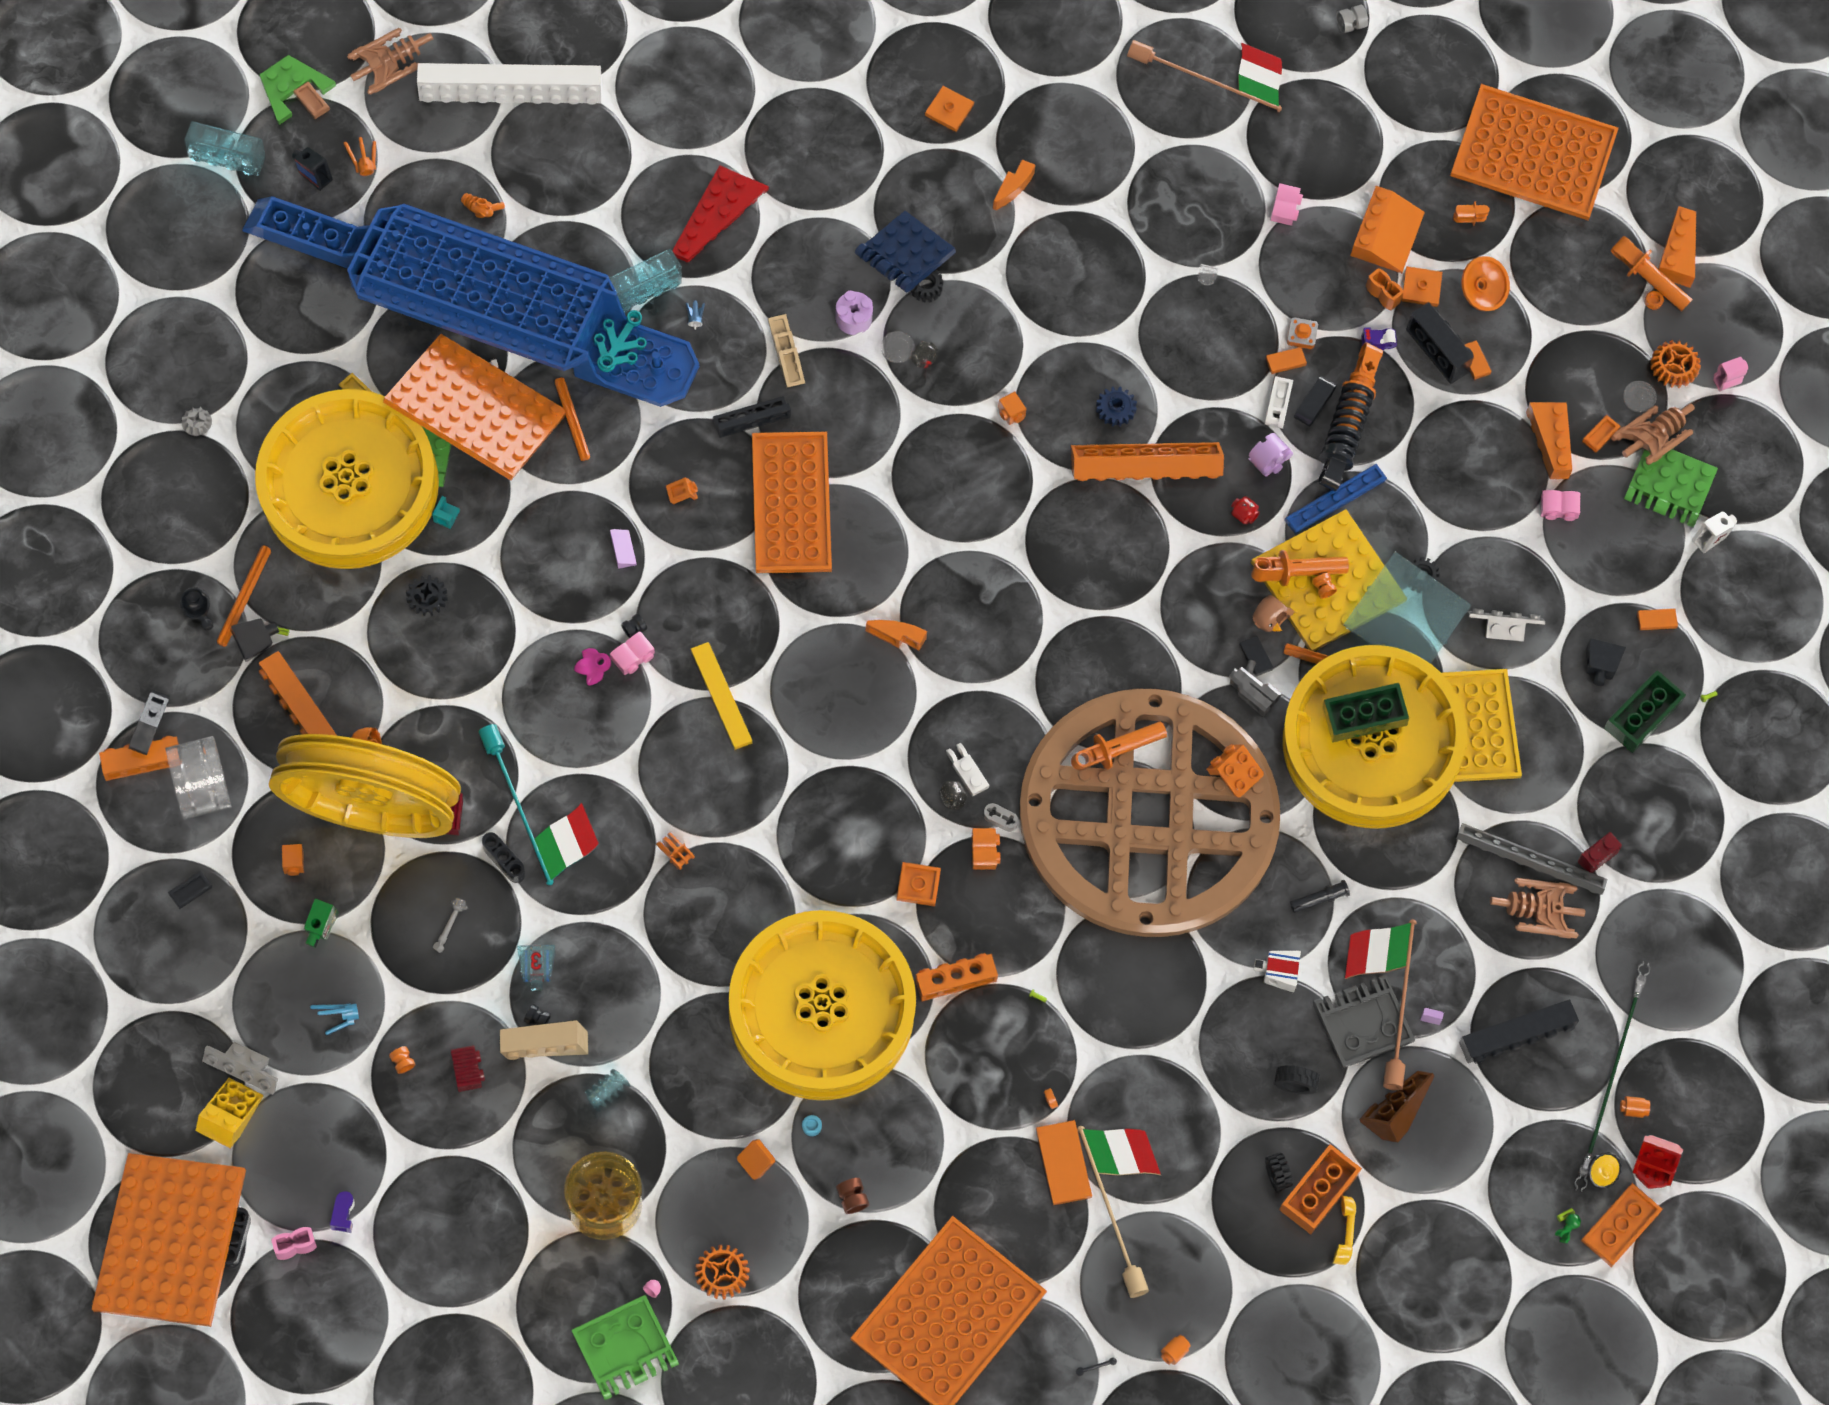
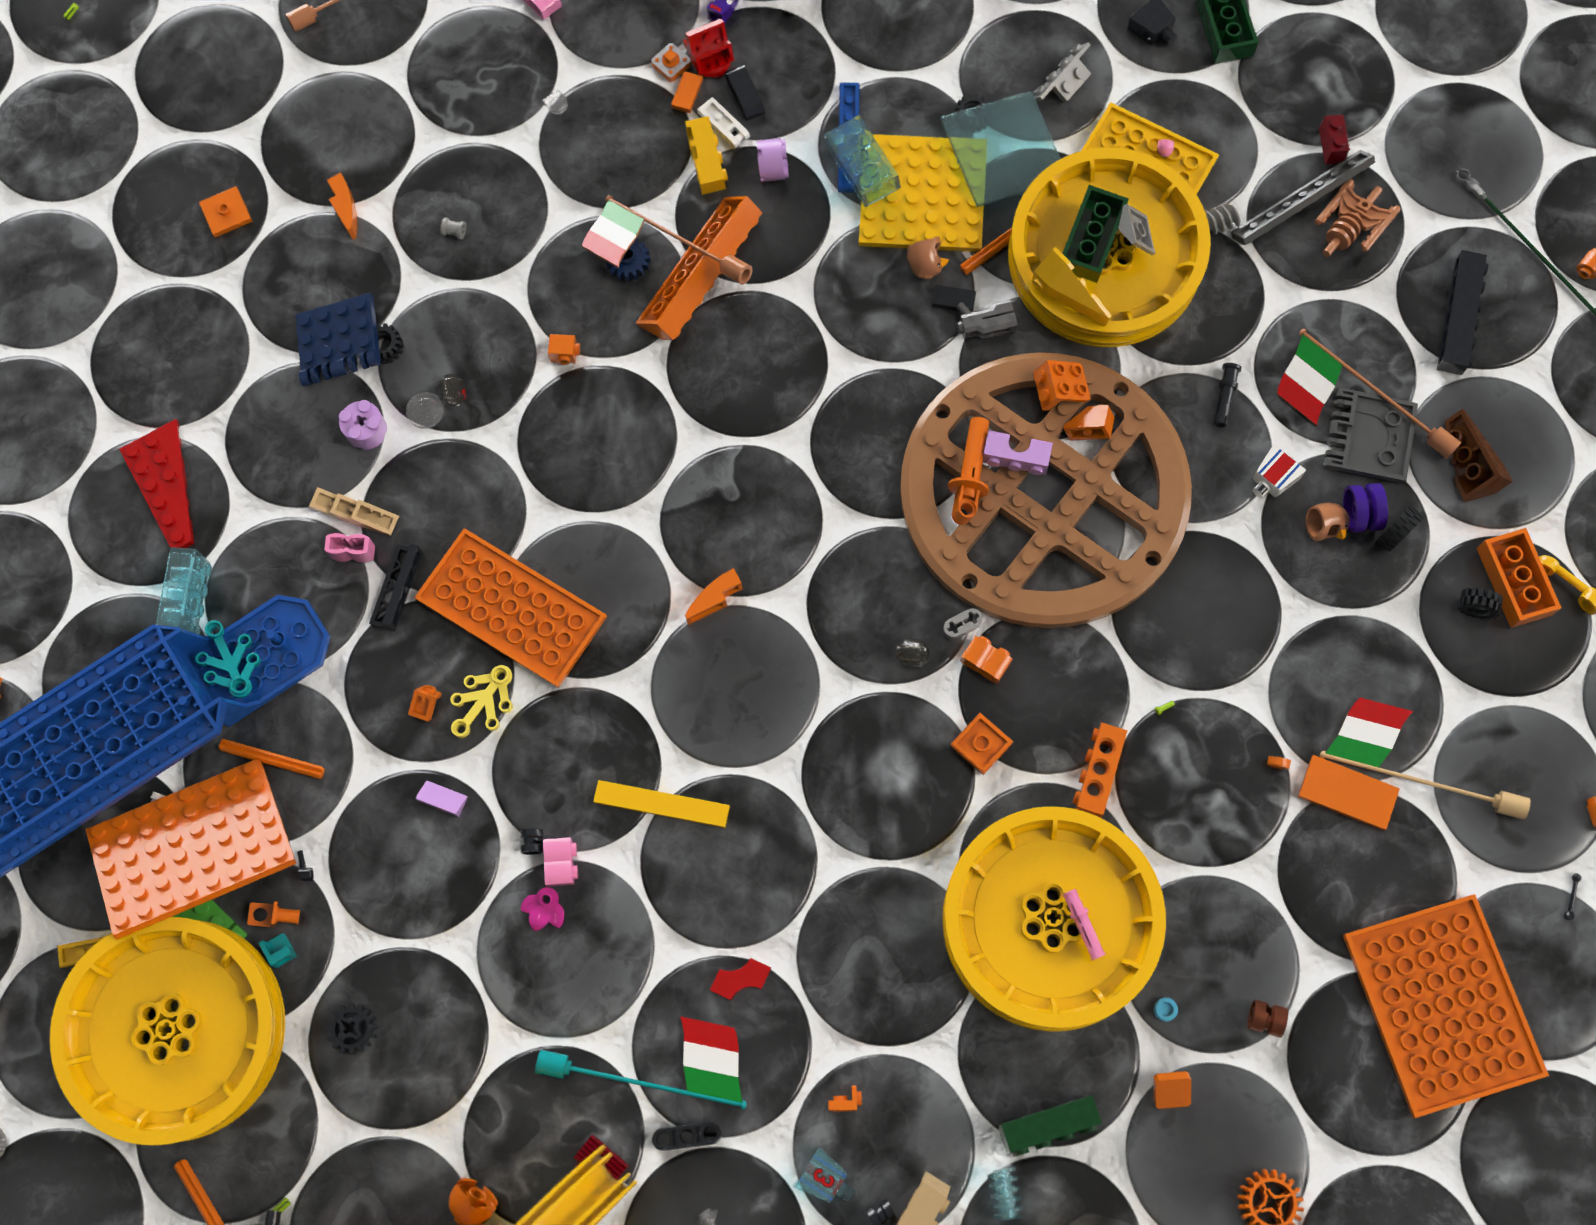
camera: 45 degrees left, 5 degrees up
(468, 494) = (274, 915): none -> orange bracket
(509, 494) = (304, 873): none -> black hand
(594, 945) = (841, 1104): none -> orange bracket
(627, 821) = (731, 982): none -> red tile
(673, 849) = (795, 956): orange arm -> none
(673, 1088) = (1050, 1124): none -> dark green brick
(695, 315) = (256, 573): flat silver piece -> none
(712, 529) = (482, 699): none -> light yellow plant
(756, 365) = (344, 548): none -> bright pink brick
(833, 1013) = (1083, 923): none -> bright pink pin
(968, 771) = (895, 623): white hinge -> none
(1051, 271) = (453, 228): none -> light grey bush
(1136, 384) = (619, 228): none -> flag
(1161, 785) = (999, 453): none -> lavender arch
(1222, 811) = (1091, 423): none -> orange slope
(1239, 407) = (705, 155): none -> yellow wedge
(1245, 510) = (808, 216): red head -> none
(1267, 1026) = (1327, 521): none -> nougat piece
(1282, 568) = (893, 215): orange piece -> none
(1295, 1044) = (1366, 507): none -> dark purple wheel
(1307, 714) = (1059, 282): none -> yellow wedge
(1316, 518) = (862, 161): none -> clear light blue brick
(1324, 585) = (926, 195): orange wheel -> none
(1329, 353) = (709, 49): none -> red piece
(1349, 418) = (783, 72): black piece -> none
(1392, 741) = (1136, 229): none -> light grey slope
(1431, 1016) = (1402, 374): lavender tile -> none
(1461, 805) = (1222, 216): none -> light grey piece
(1494, 731) = (1165, 147): none -> bright pink hinge

